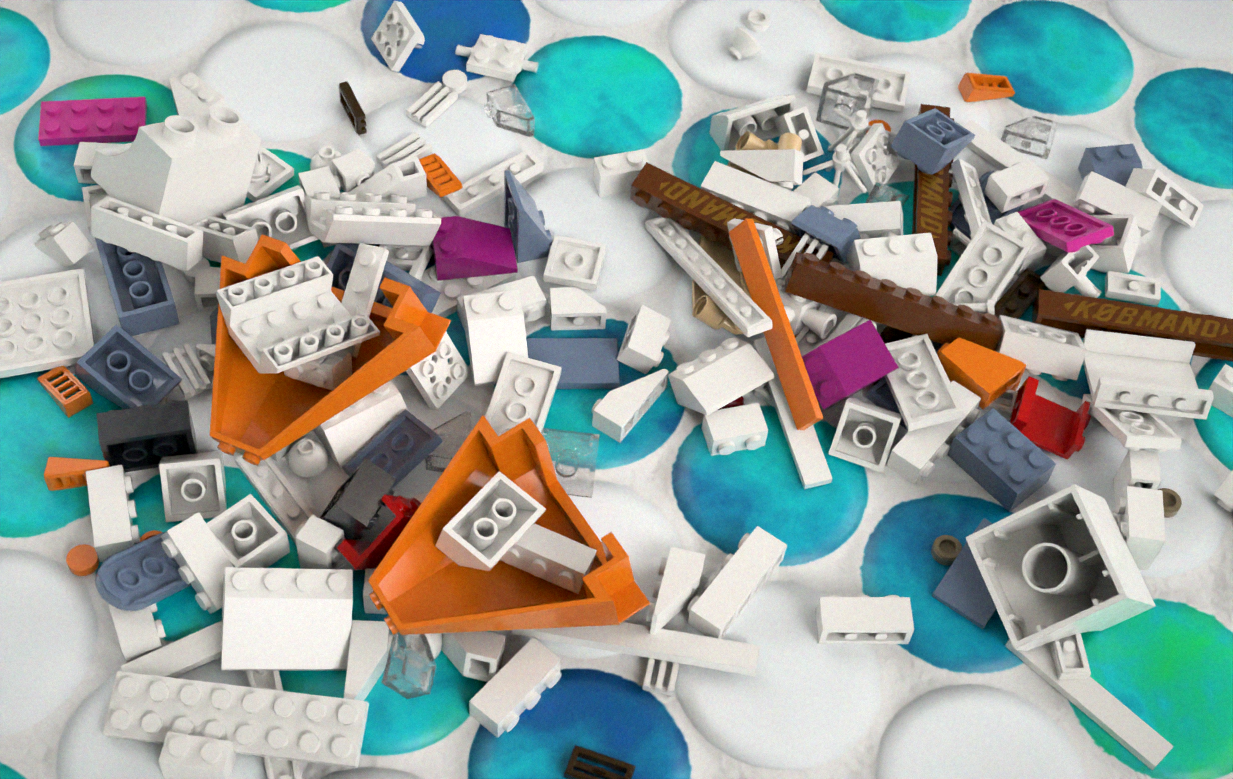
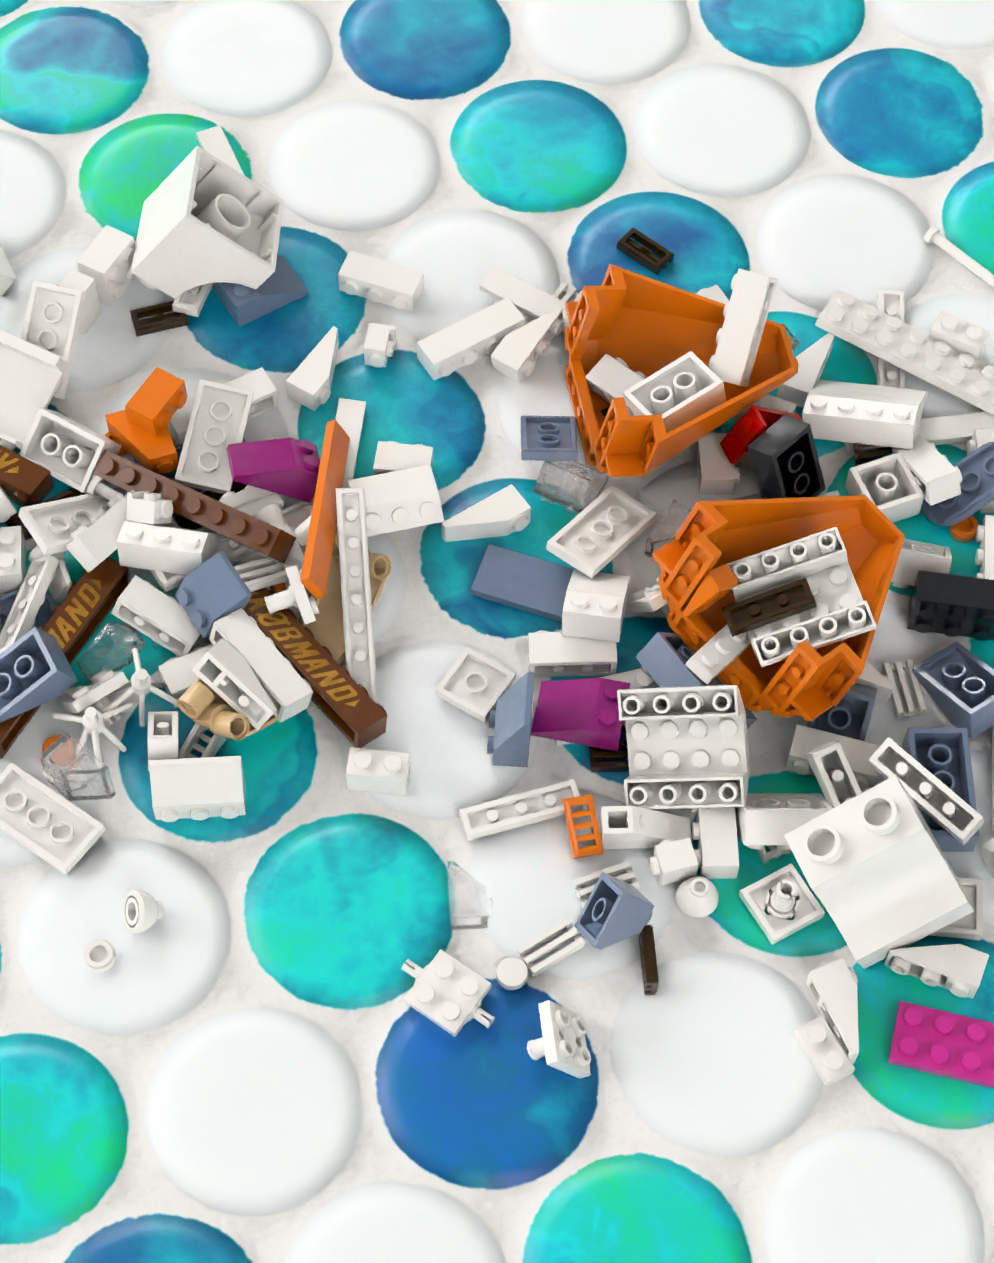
camera: 155 degrees left, 5 degrees up
(318, 545) = (830, 453): white brick -> none
(325, 311) = (769, 607): none -> dark brown tile
(377, 306) = (712, 588): none -> orange slope
(388, 116) = (613, 912): none -> sand blue slope
(442, 594) = (742, 327): none -> white brick
(575, 310) = (501, 628): white slope -> none
(607, 486) = (548, 438): none -> sand blue tile
(644, 340) = (447, 571): white brick -> none
(826, 545) = (379, 344): none -> white brick
(865, 434) = (282, 419): white slope -> none
(866, 495) = (313, 378): none -> white slope
(925, 276) = (148, 508): none -> white brick
(946, 549) = (273, 319): dark tan tile -> none
(953, 246) = (98, 541): none -> white slope
(986, 376) = (156, 401): none -> orange brick
(1001, 459) = (179, 351): sand blue brick -> none
(1047, 422) = (104, 382): red panel -> none

